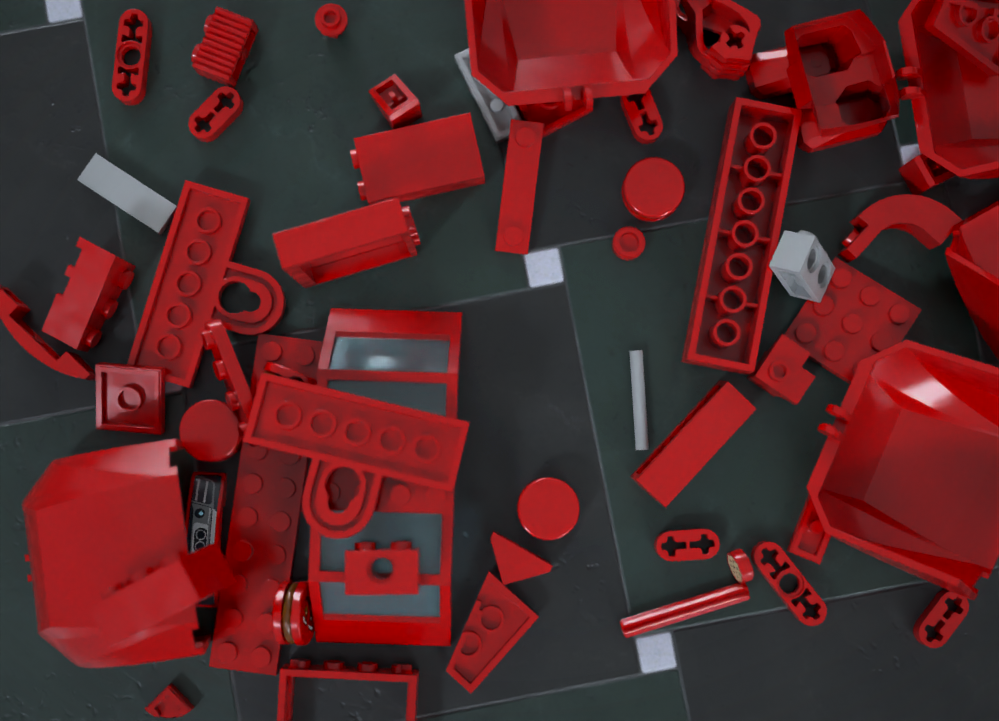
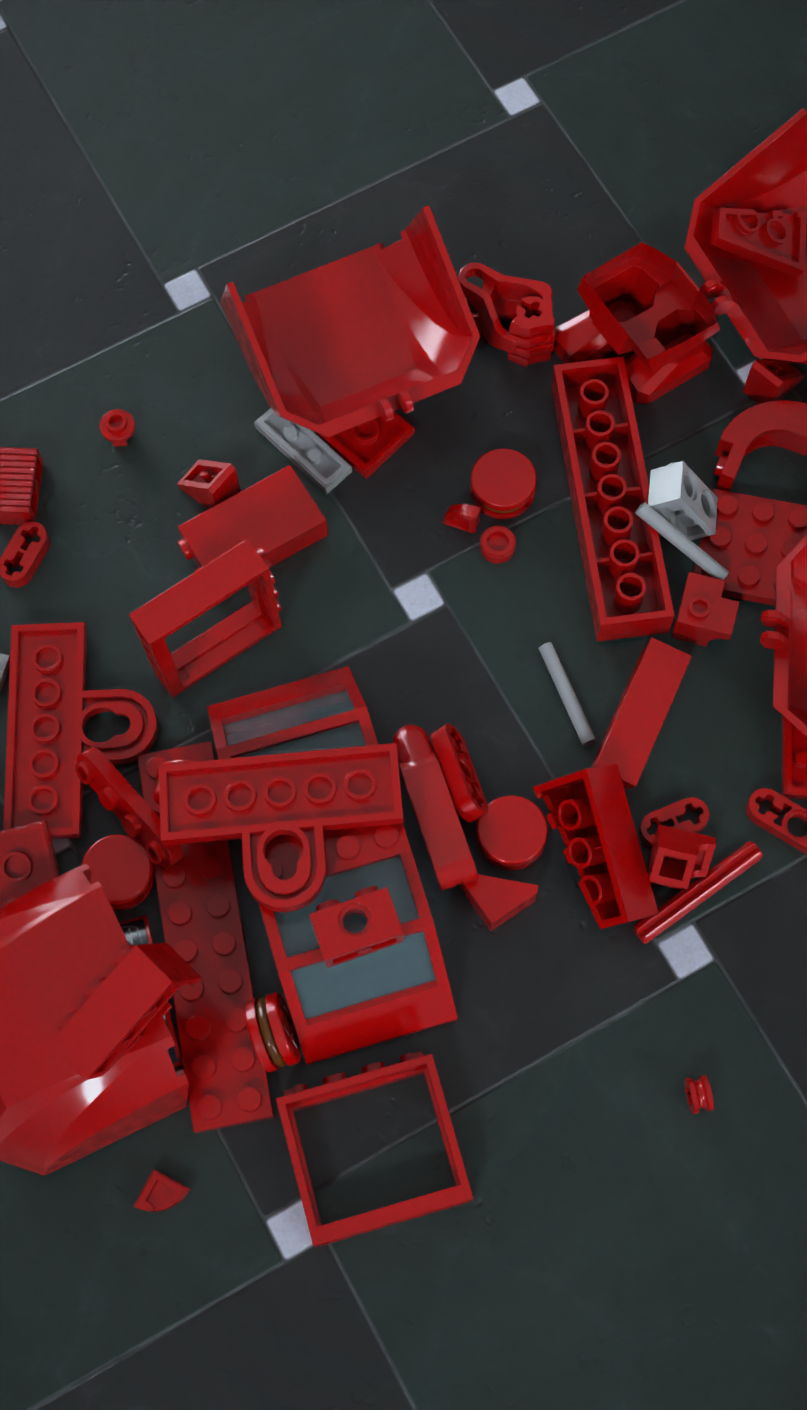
camera: 15 degrees left, 15 degrees down
(488, 468) = (434, 808): none -> red piece
(490, 632) = (495, 986): red wing -> none
(519, 187) = (365, 524): red plate -> none
(521, 444) = (459, 773): none -> red beam
(605, 209) = (463, 517): none -> red tile
(618, 547) = (601, 843): none -> red wedge
(635, 120) = (469, 412): red beam -> none
(676, 582) = (679, 857): none -> red brick
(740, 566) = (739, 824): red tile -> none
(786, 305) = (681, 541): none -> light grey bar

